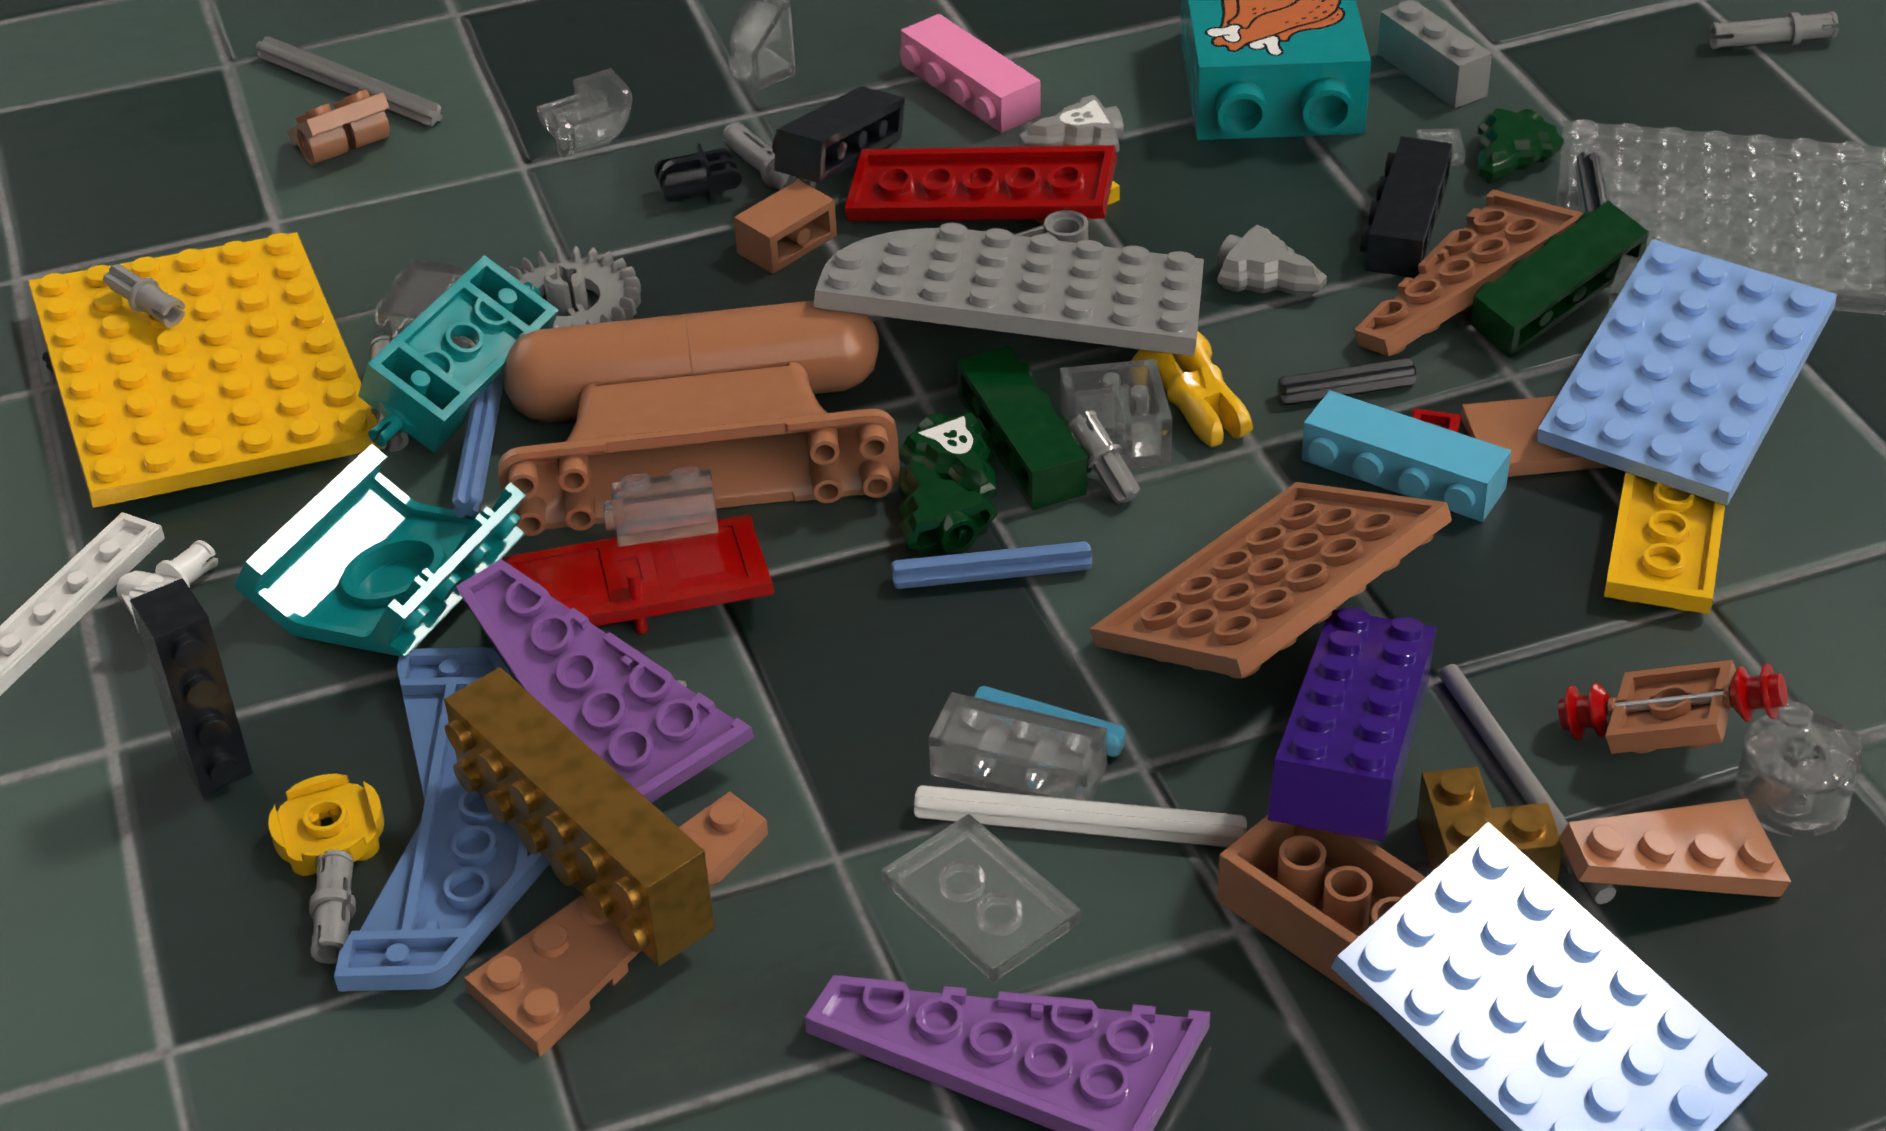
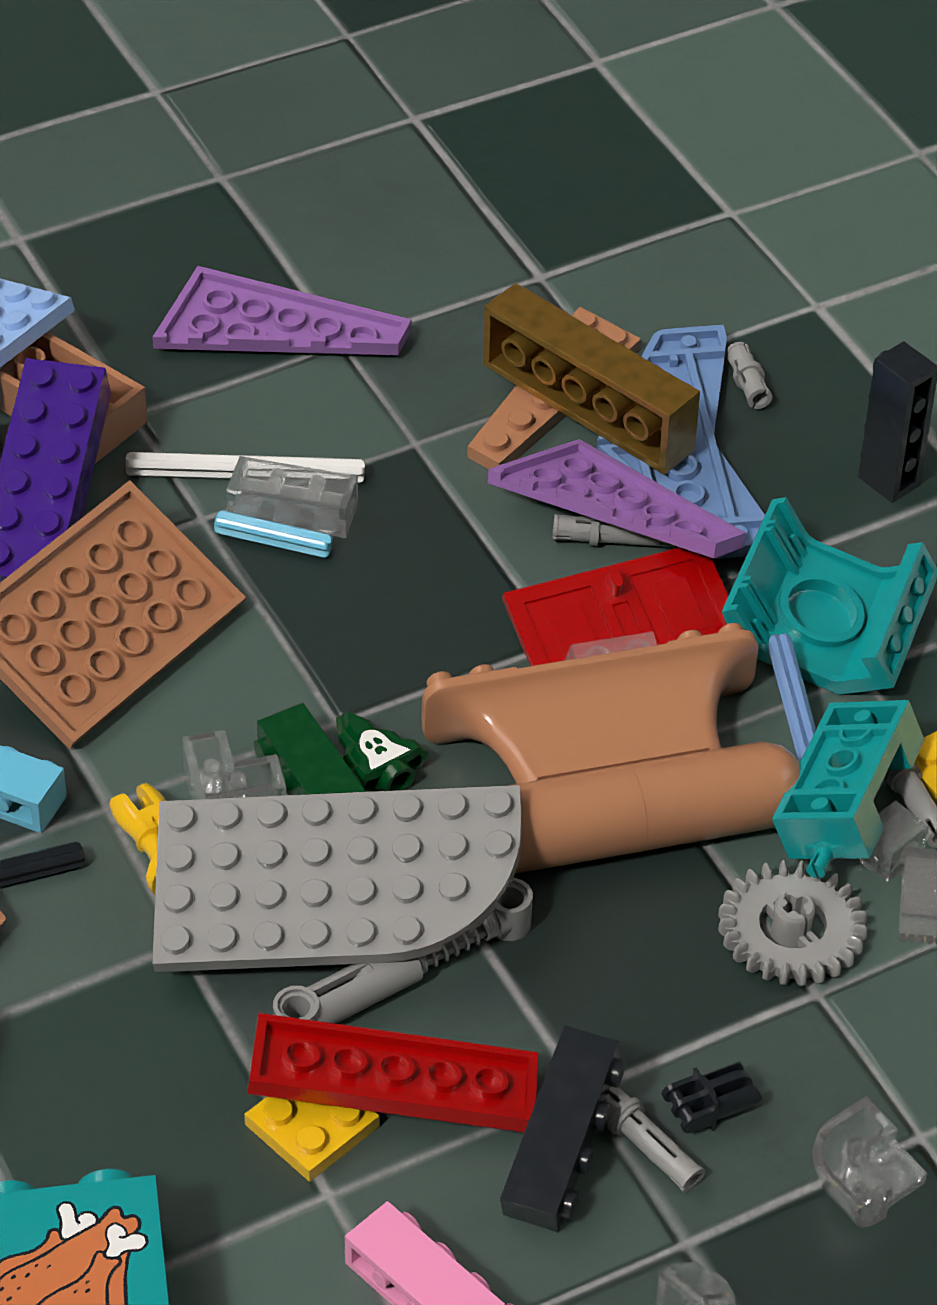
camera: 170 degrees right, 5 degrees up
(298, 827) = (780, 444): yellow plate -> none
(785, 226) = (601, 1007): nougat brick -> none
(940, 511) = (383, 697): dark green rock -> none
(981, 897) = (309, 413): clear tile -> none
(991, 565) = (331, 658): medium blue axle -> none
(1077, 125) = (297, 1202): light grey rock -> none
(1105, 457) = (244, 743): light grey axle -> none
(1265, 265) = (89, 1004): light grey rock -> none

